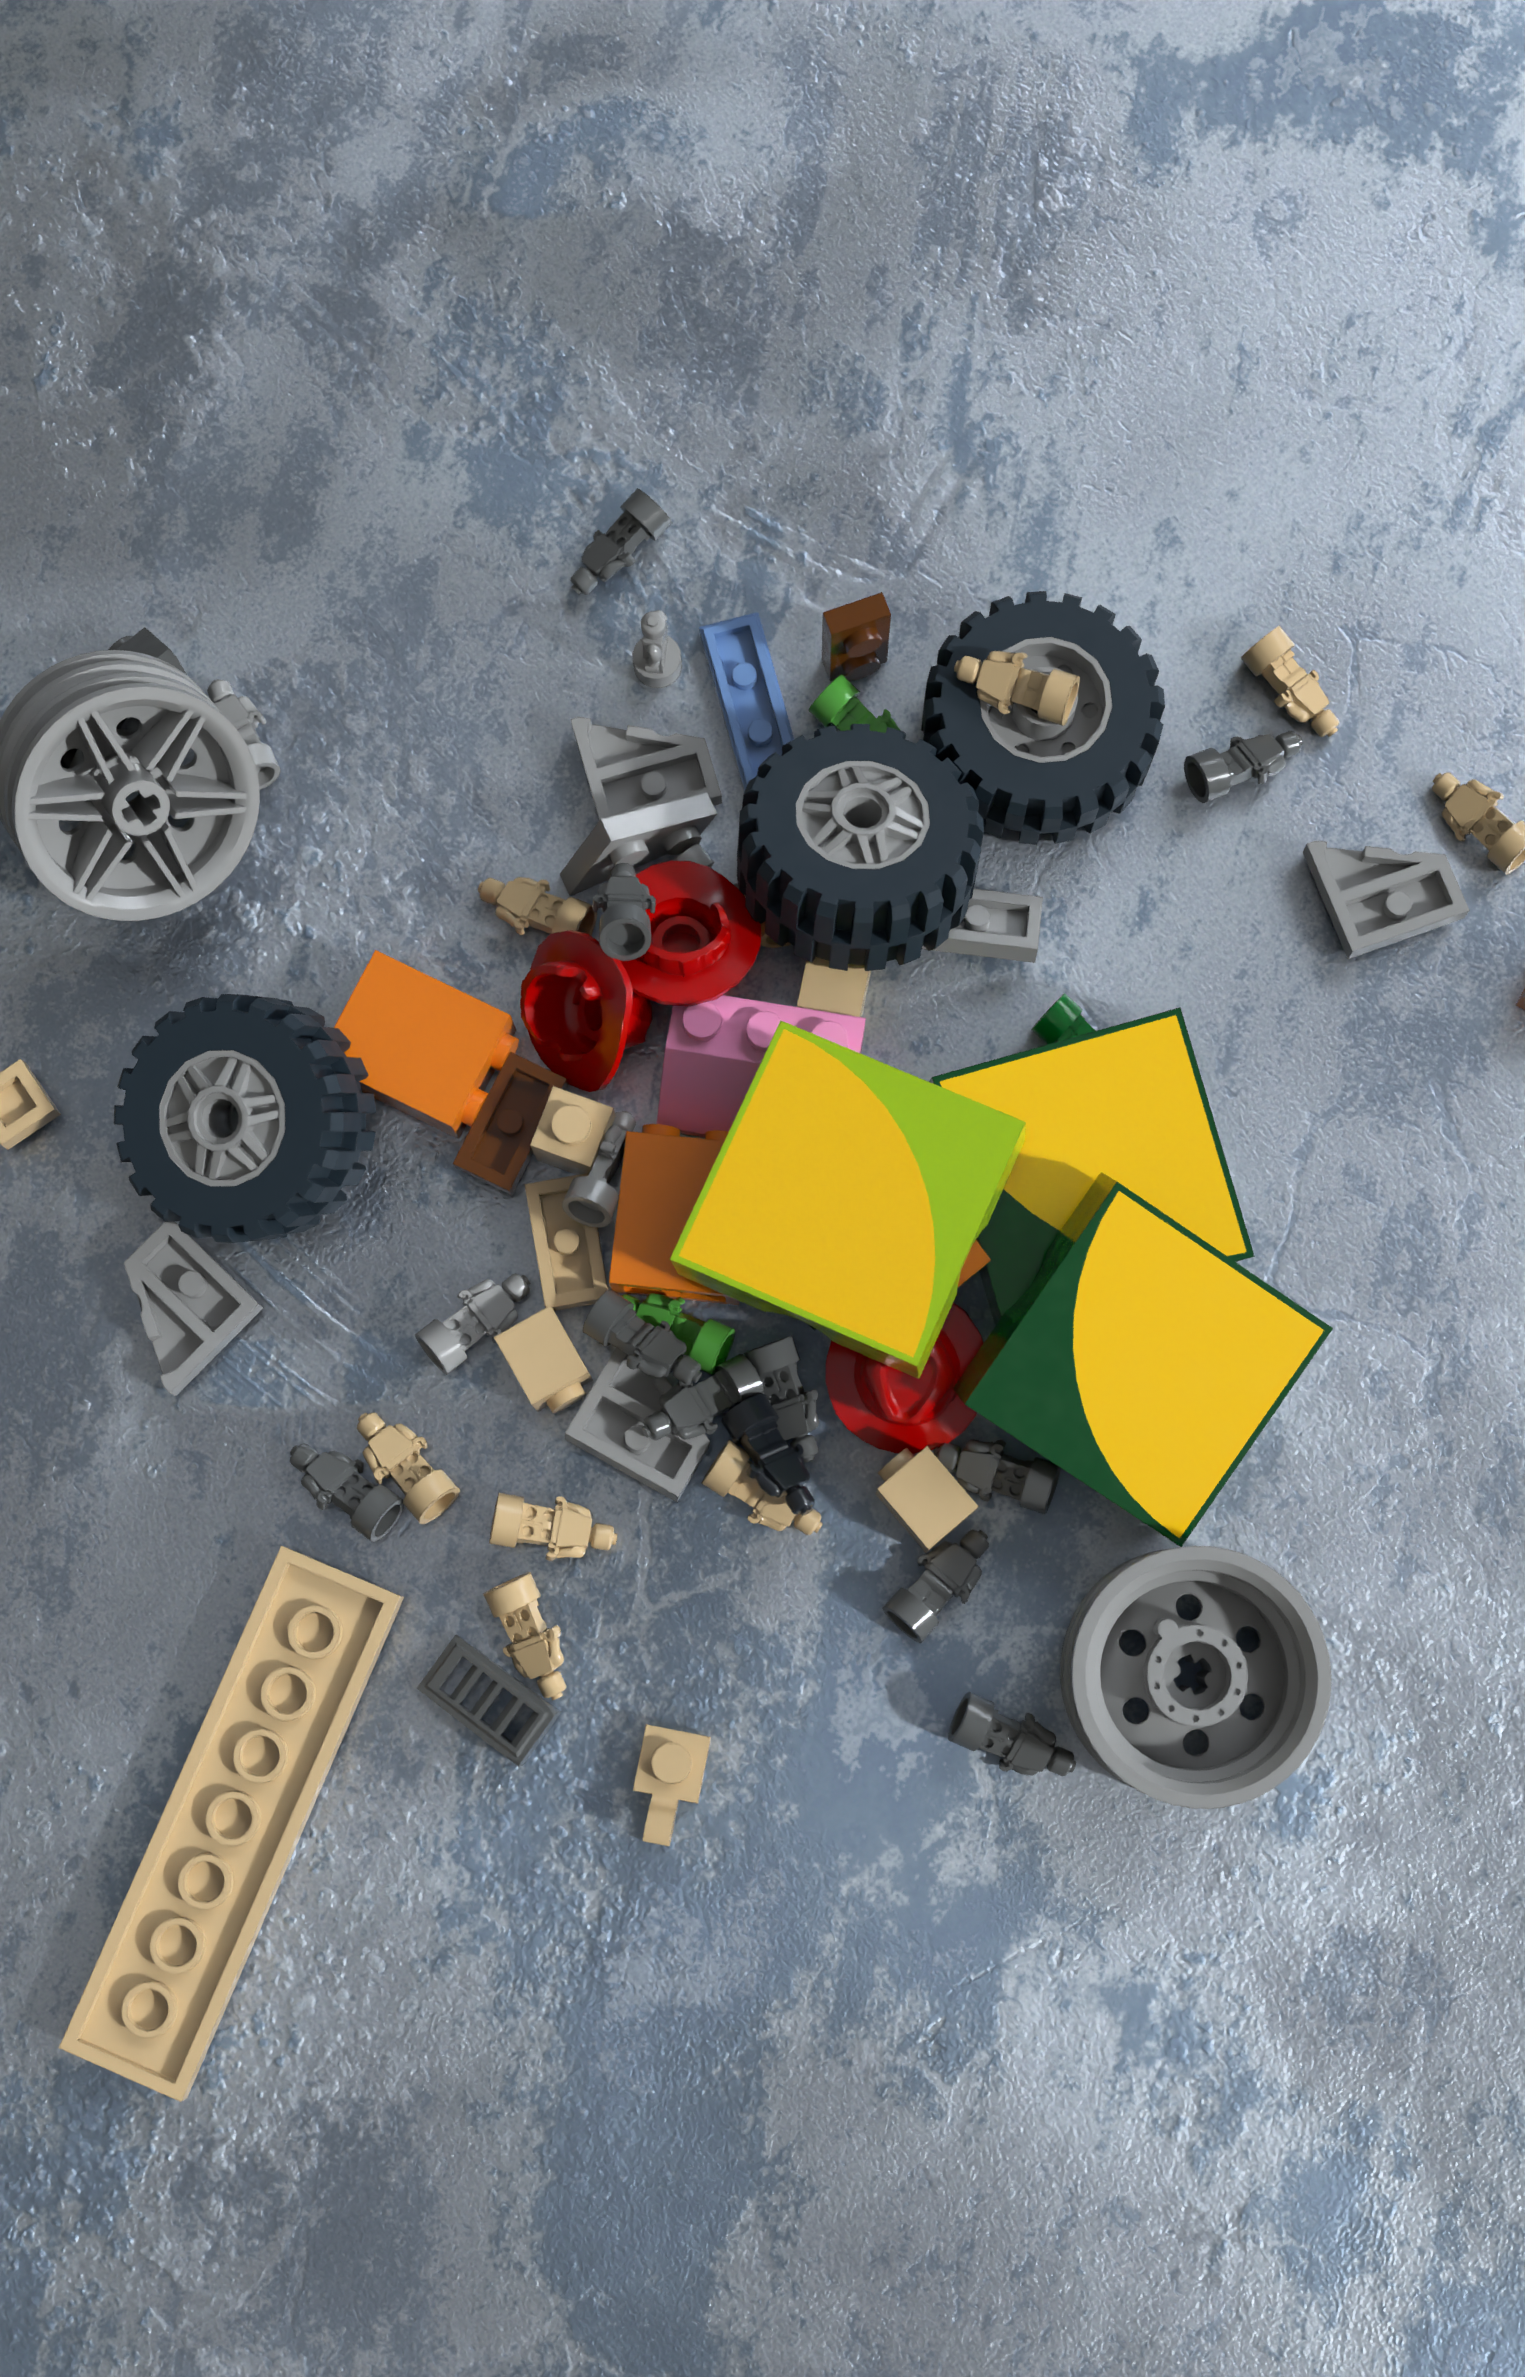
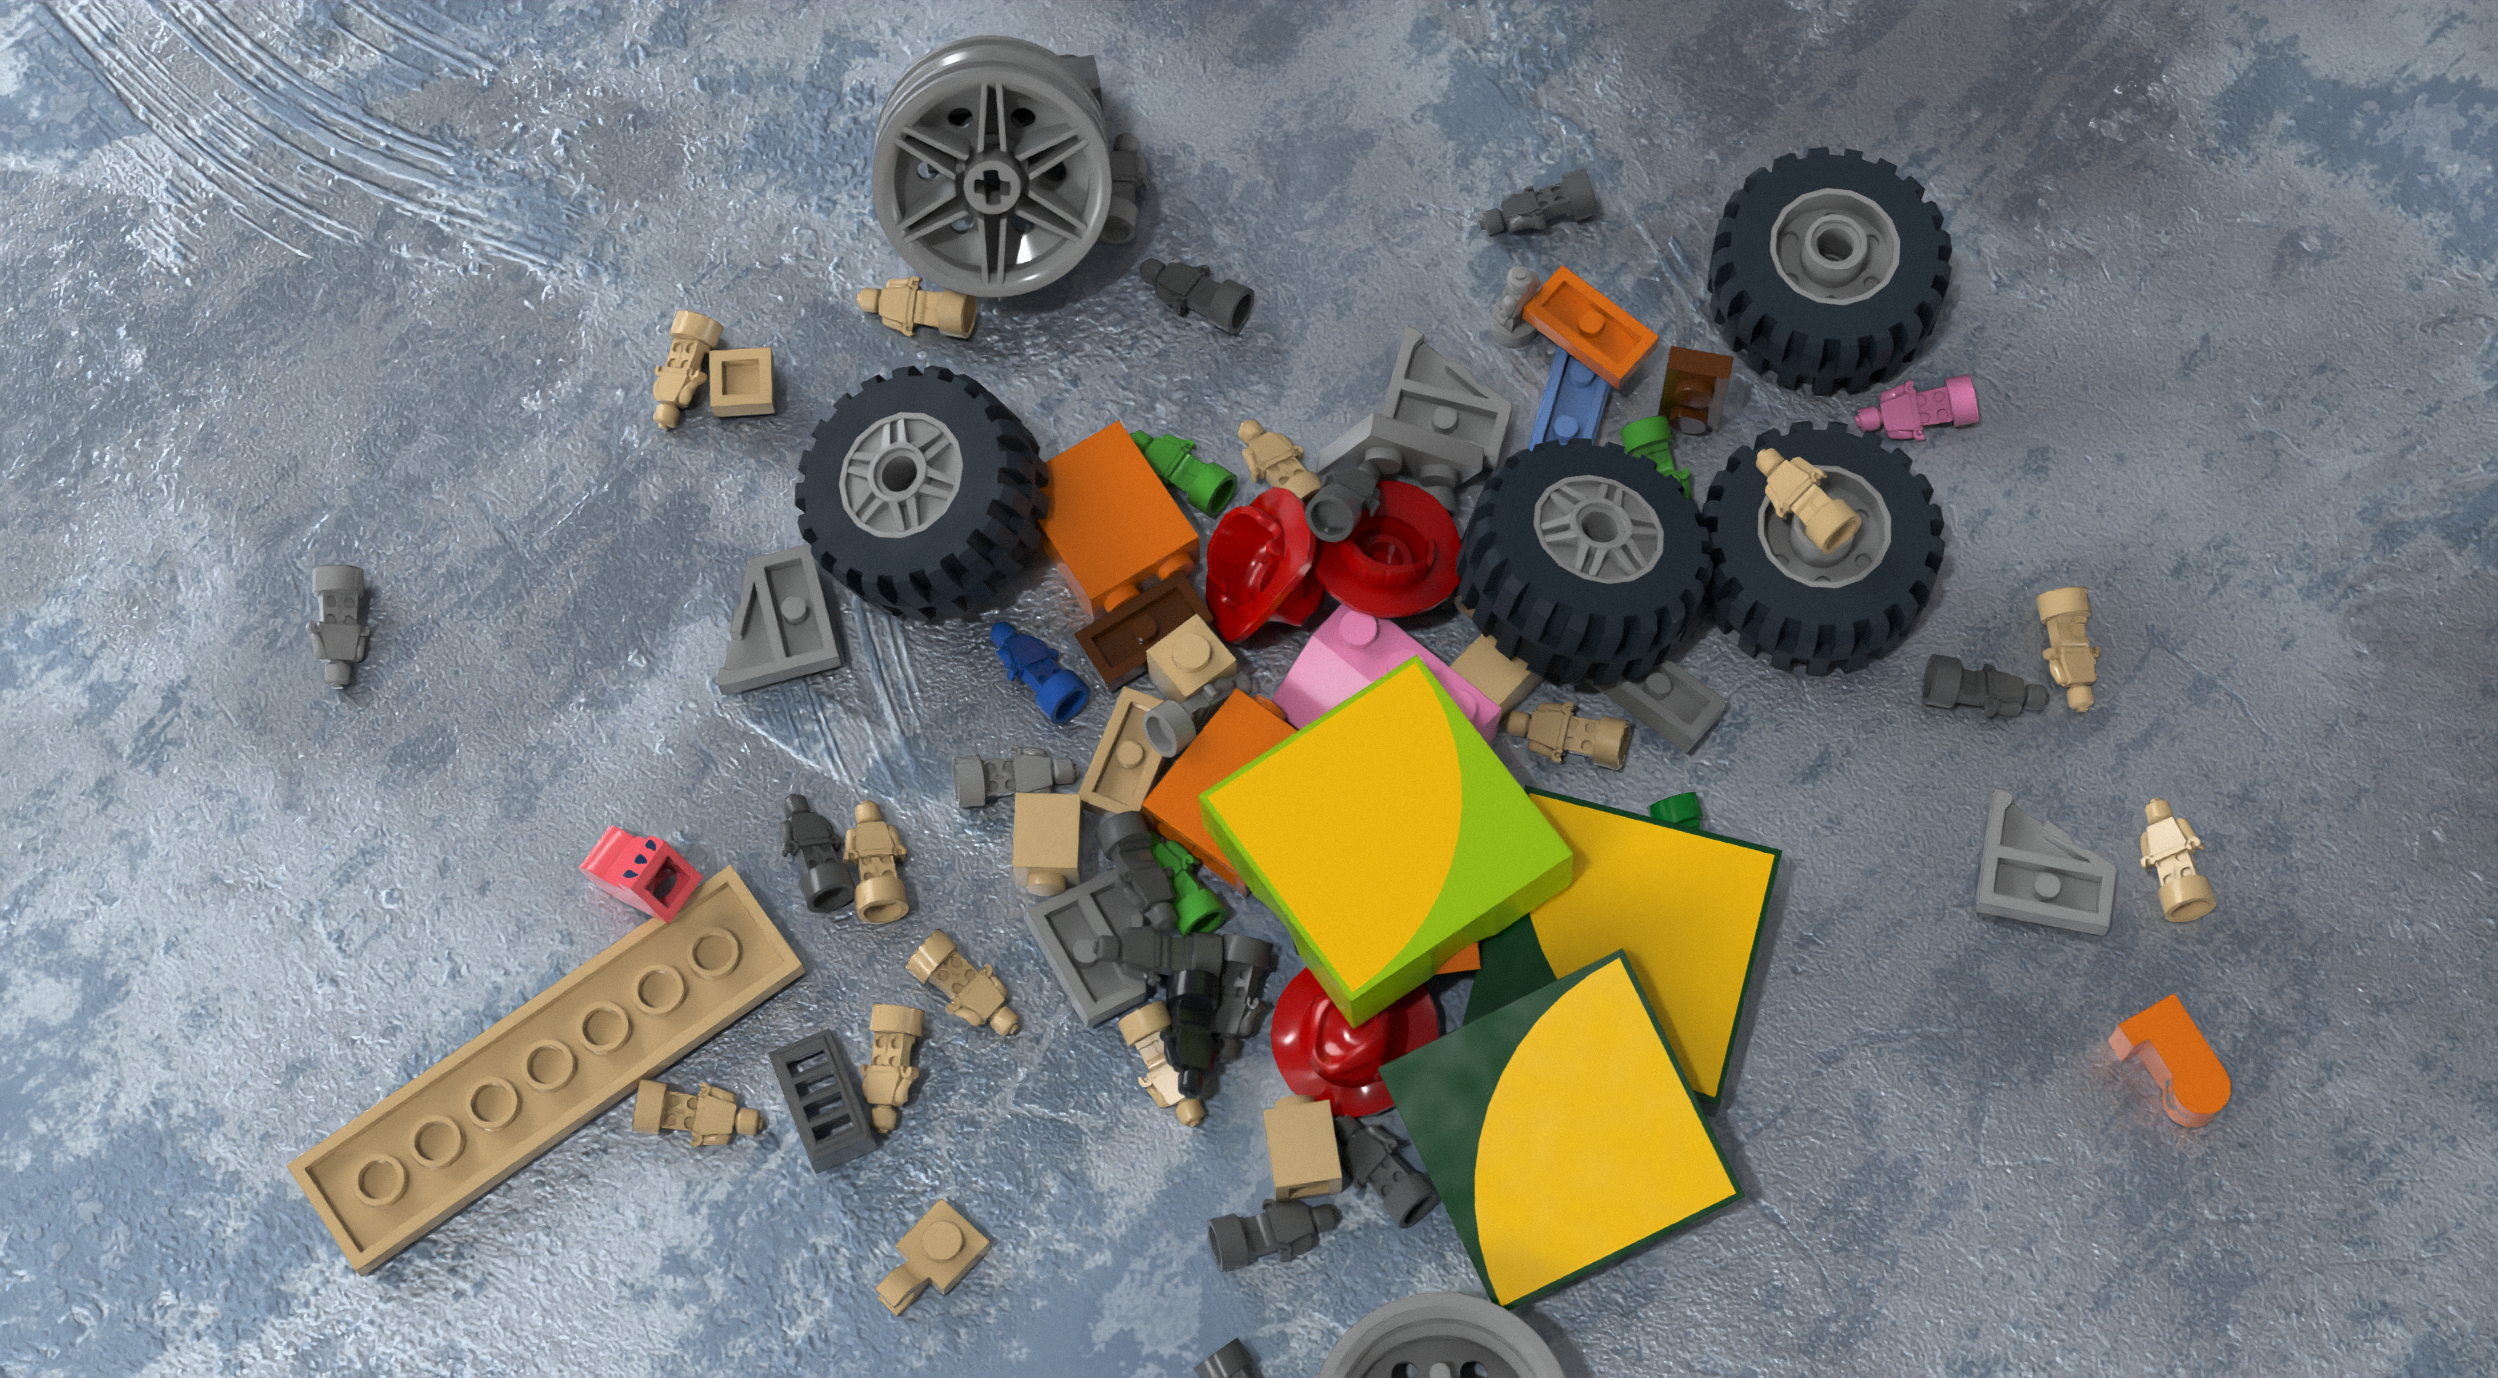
camera: 30 degrees right, 10 degrees down
(117, 950) = (905, 305): none -> tan piece
(201, 1601) = (634, 868): none -> coral leg
(357, 789) = (1181, 286): none -> dark grey piece
(399, 1776) = (707, 1116): none -> tan piece
(430, 1206) = (1058, 691): none -> blue piece
(441, 958) = (1206, 485): none -> bright green piece
(731, 631) = (1590, 327): none -> orange plate
(903, 463) = (1829, 270): none -> black wheel
(913, 1006) = (1556, 730): none -> tan piece
(1037, 552) = (1906, 411): none -> bright pink piece

